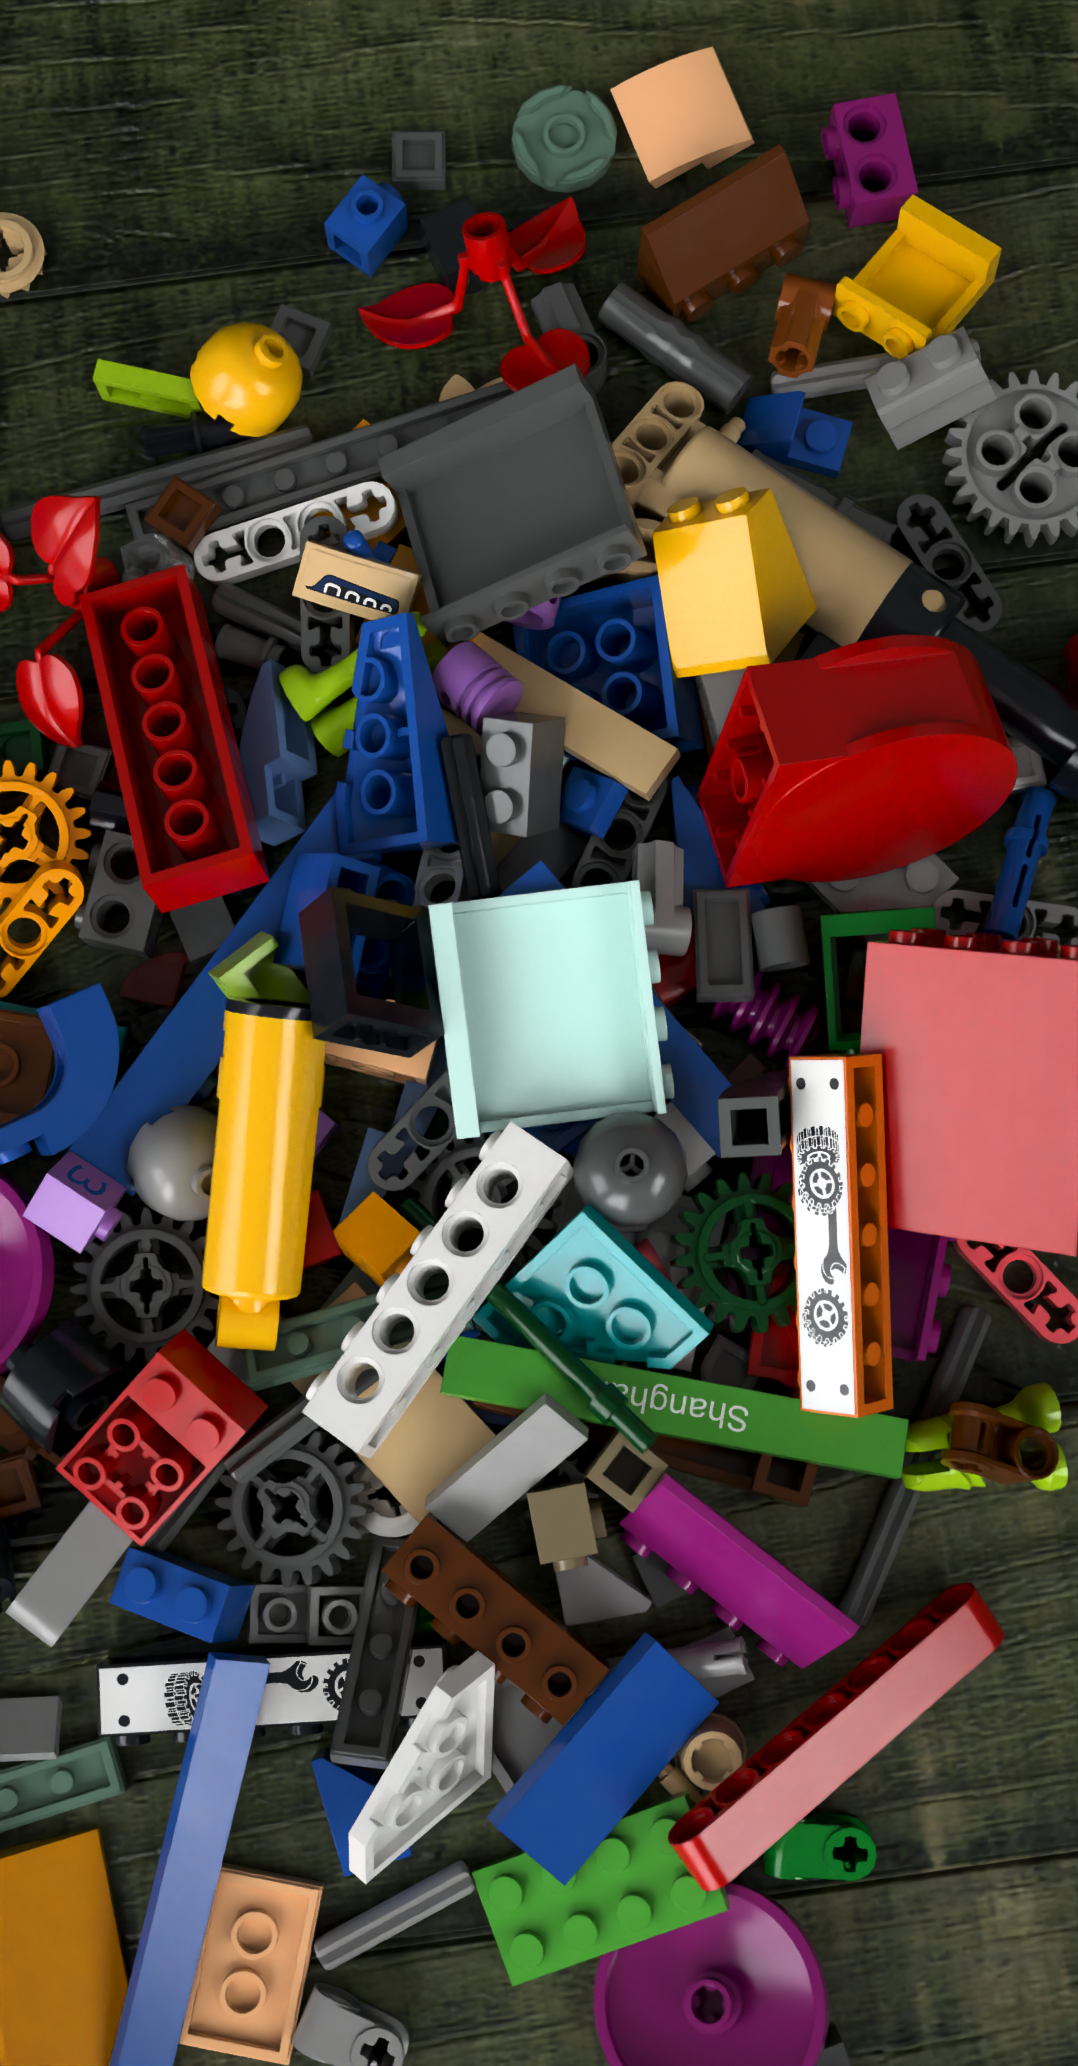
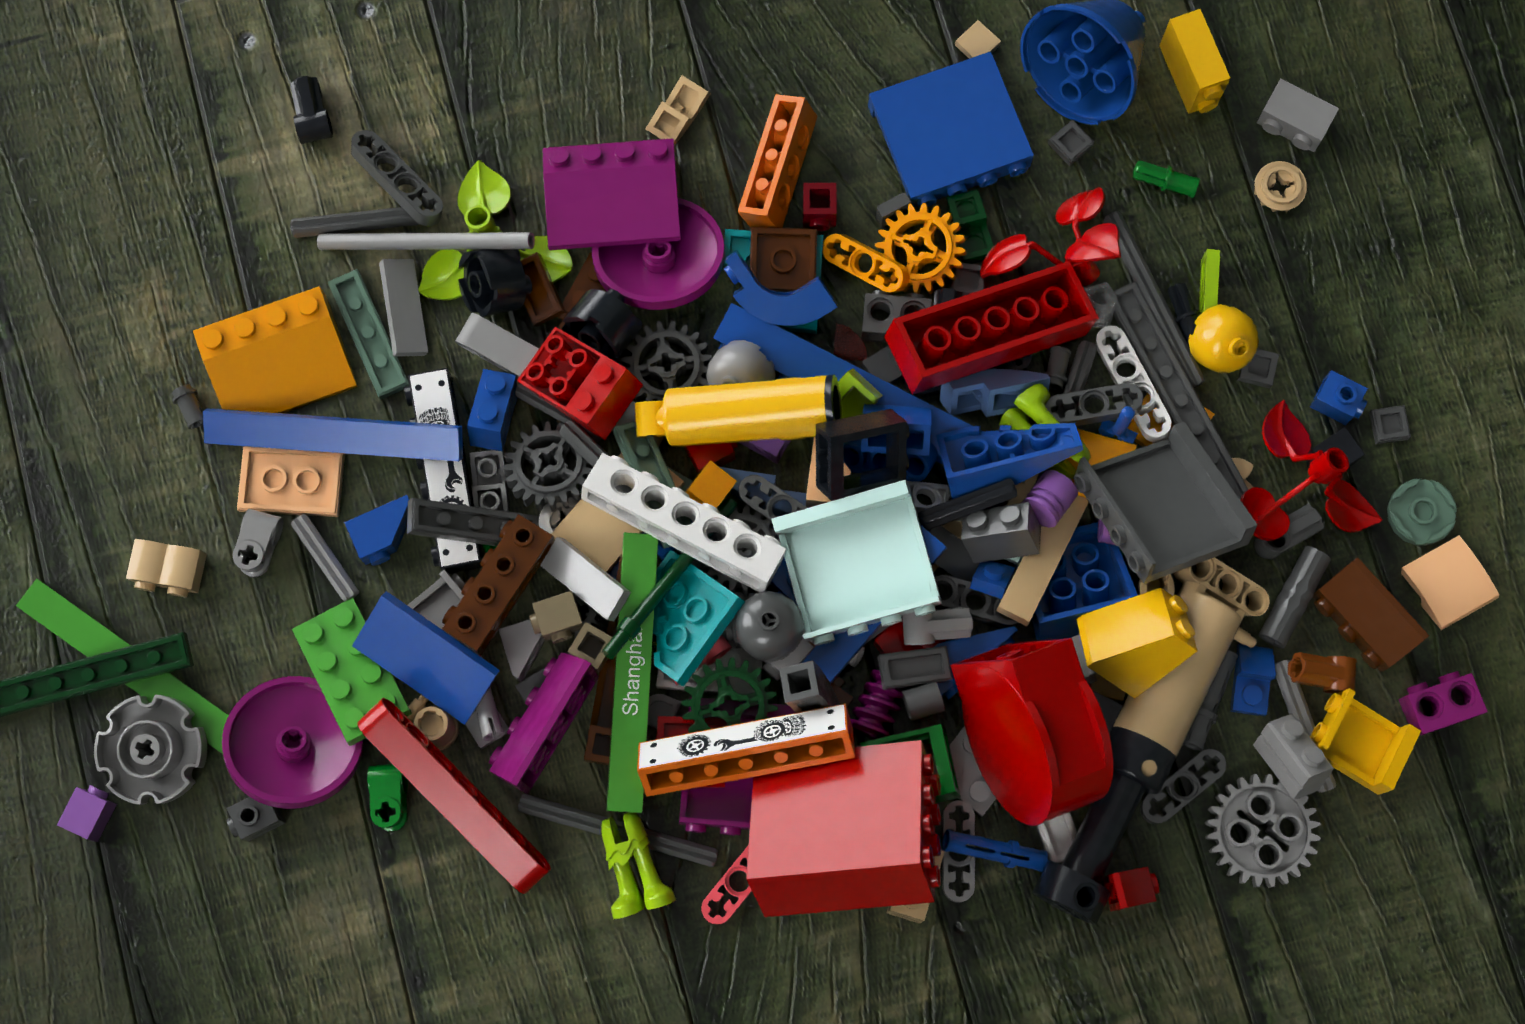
camera: 85 degrees right, 5 degrees down
(76, 1203) = (707, 314): brick -> none
(183, 514) = (1133, 315): reddish brown tile -> none
(354, 582) = (1101, 419): tan slope -> none
(432, 1770) = (410, 560): white plate -> none
(990, 1443) = (632, 860): reddish brown piece -> none

